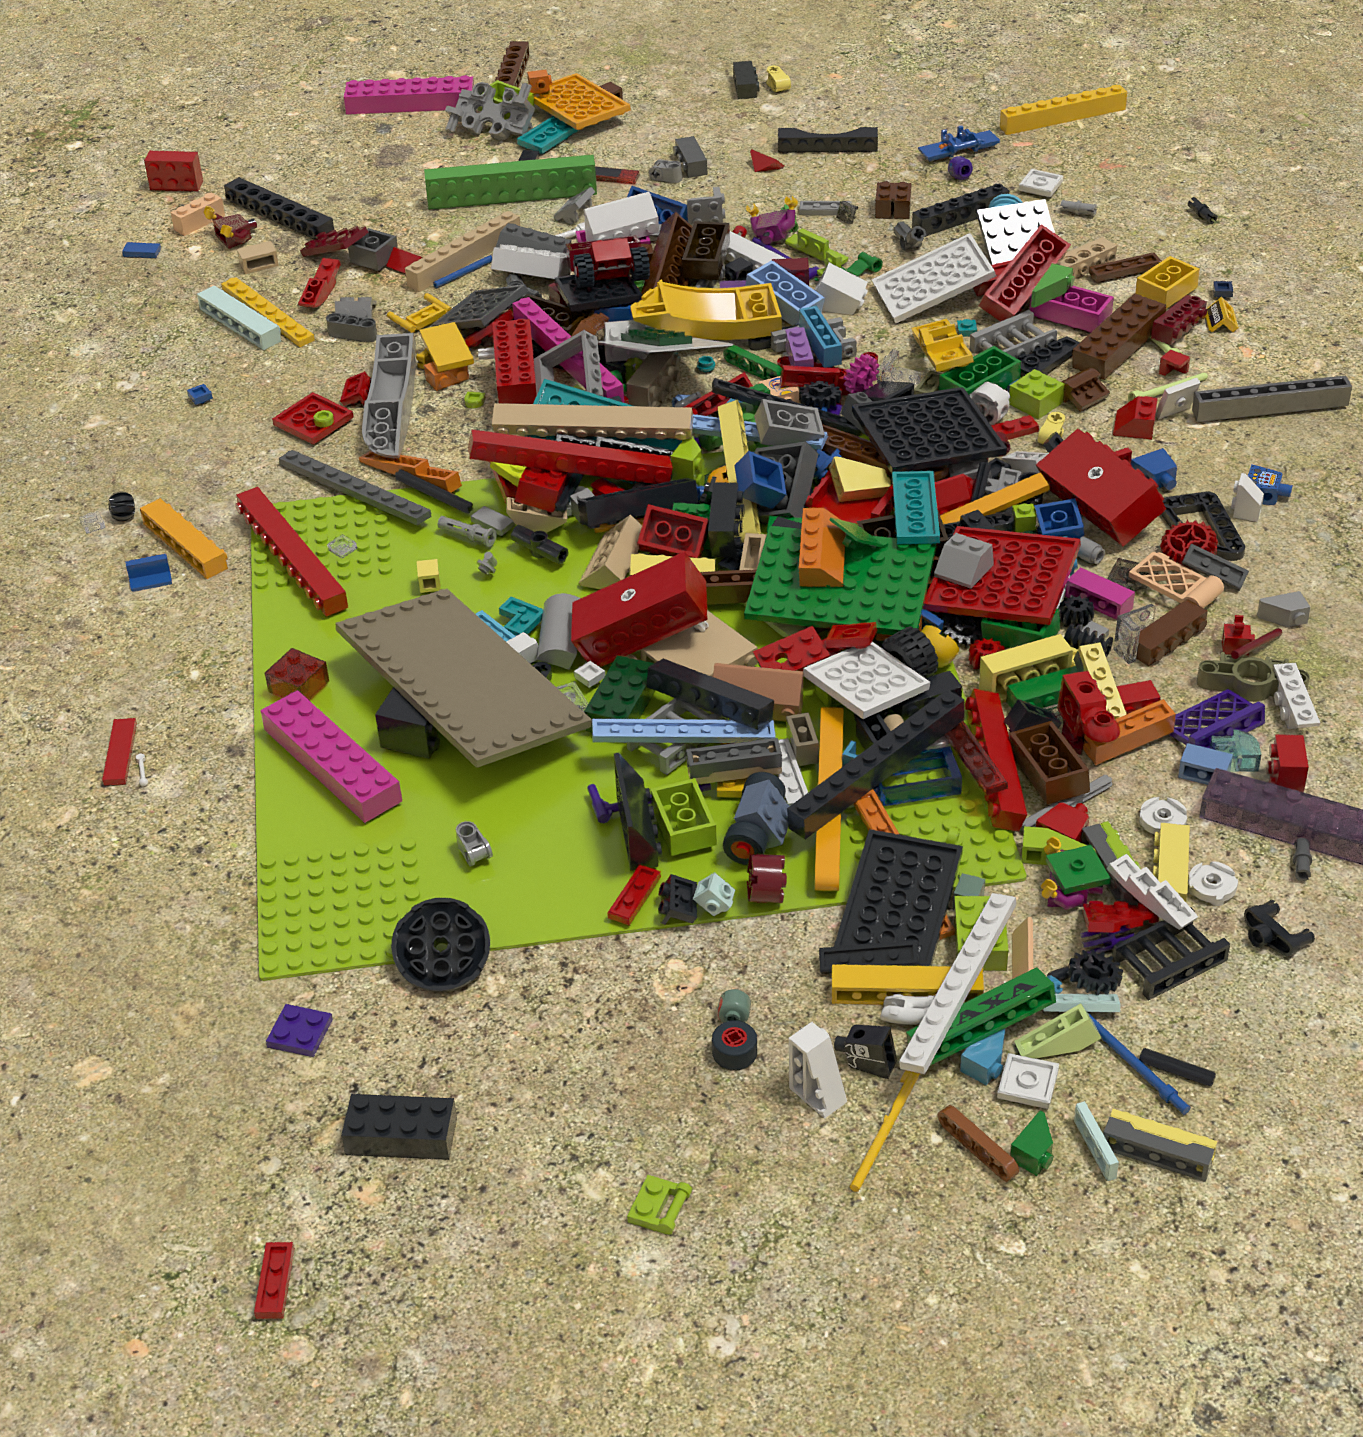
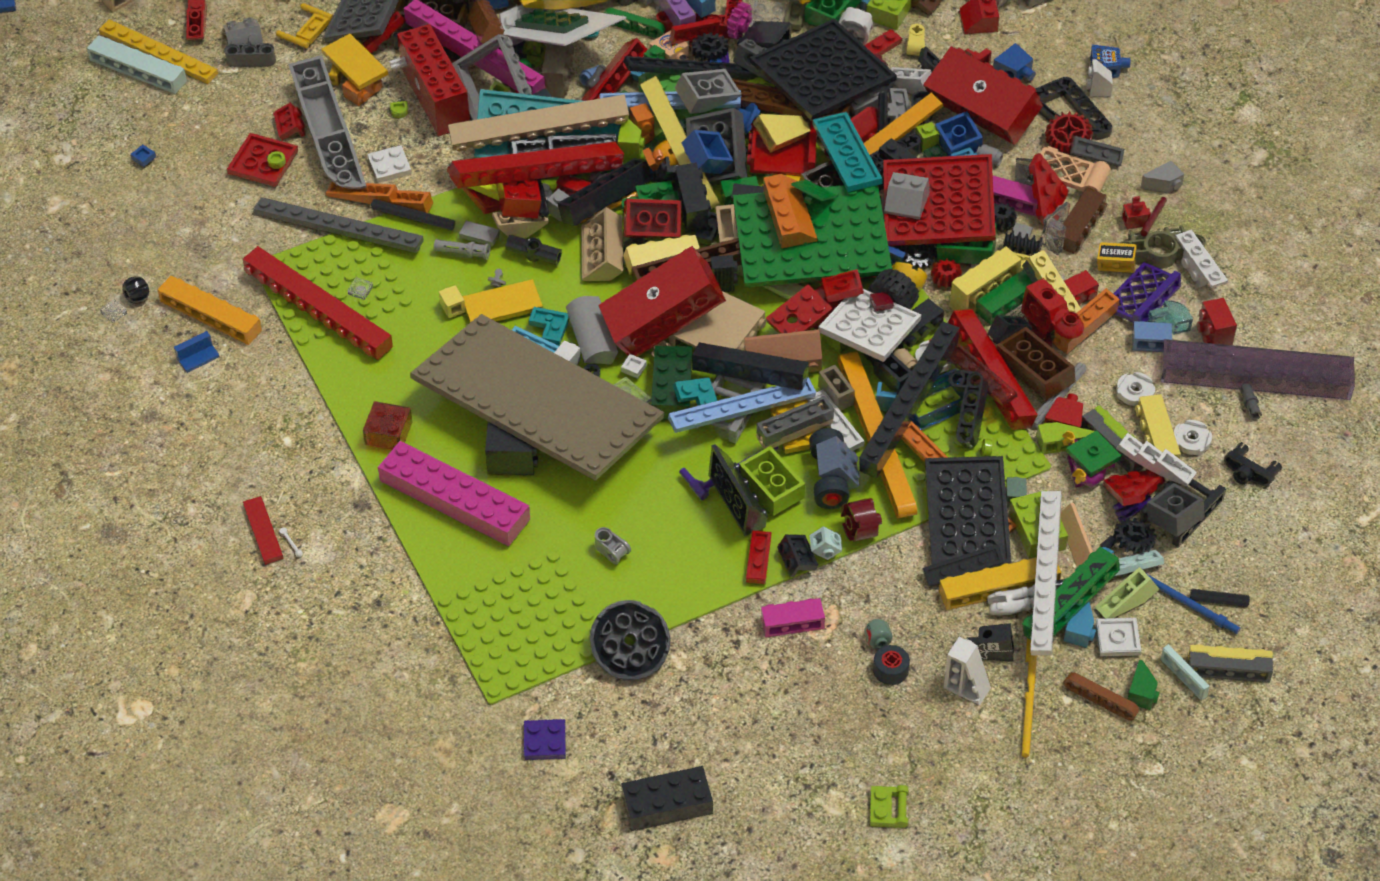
camera: 20 degrees left, 10 degrees up
(437, 444) = (389, 164): none -> white plate
(484, 588) = (503, 301): none -> yellow tile
(636, 704) = (695, 389): none -> teal plate
(642, 967) = (792, 617): none -> dark pink brick
(701, 477) = (653, 157): none -> orange tile
(710, 448) = (644, 120): none -> orange brick
(728, 601) = (723, 270): none -> black brick
(888, 659) = (881, 301): none -> dark red tile
(956, 774) = (968, 409): none -> black beam
(1138, 585) = (1047, 187): none -> red plate
(1152, 950) = (1175, 509): none -> dark grey brick
(1194, 676) = (1116, 257): none -> yellow panel

